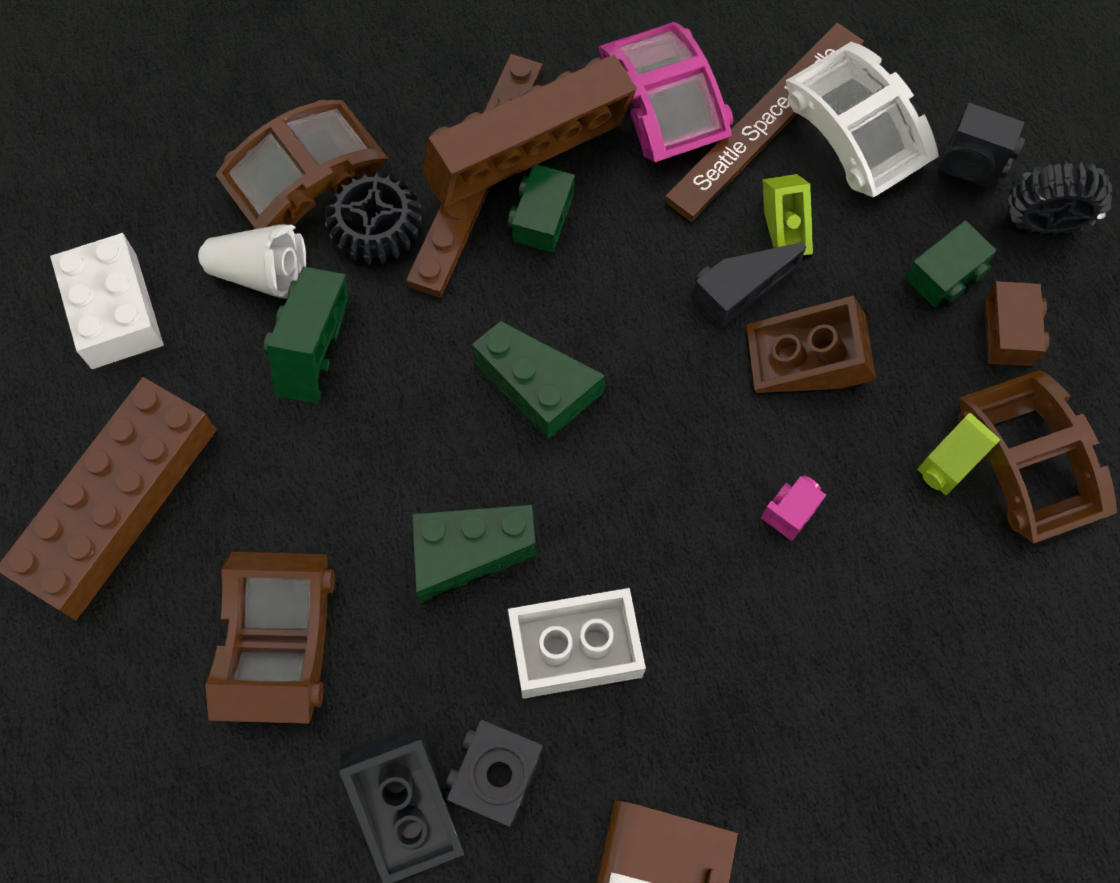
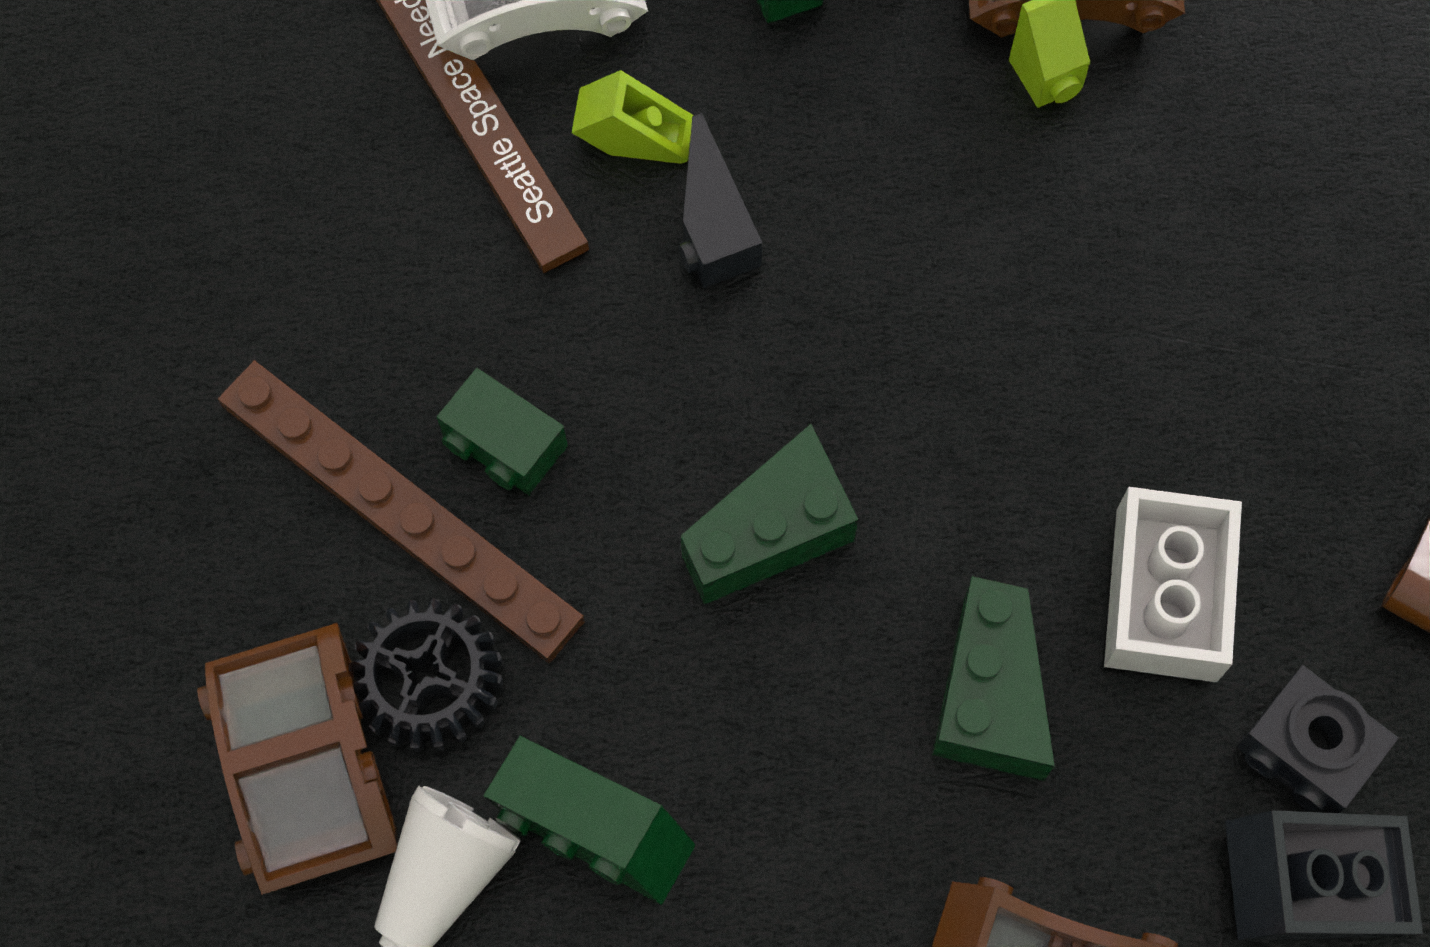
camera: 70 degrees left, 0 degrees up
(527, 130) = (388, 406): reddish brown brick -> none
(675, 93) = (377, 198): window -> none
(793, 506) = (1056, 260): dark pink brick -> none
(812, 349) = (841, 165): reddish brown slope -> none

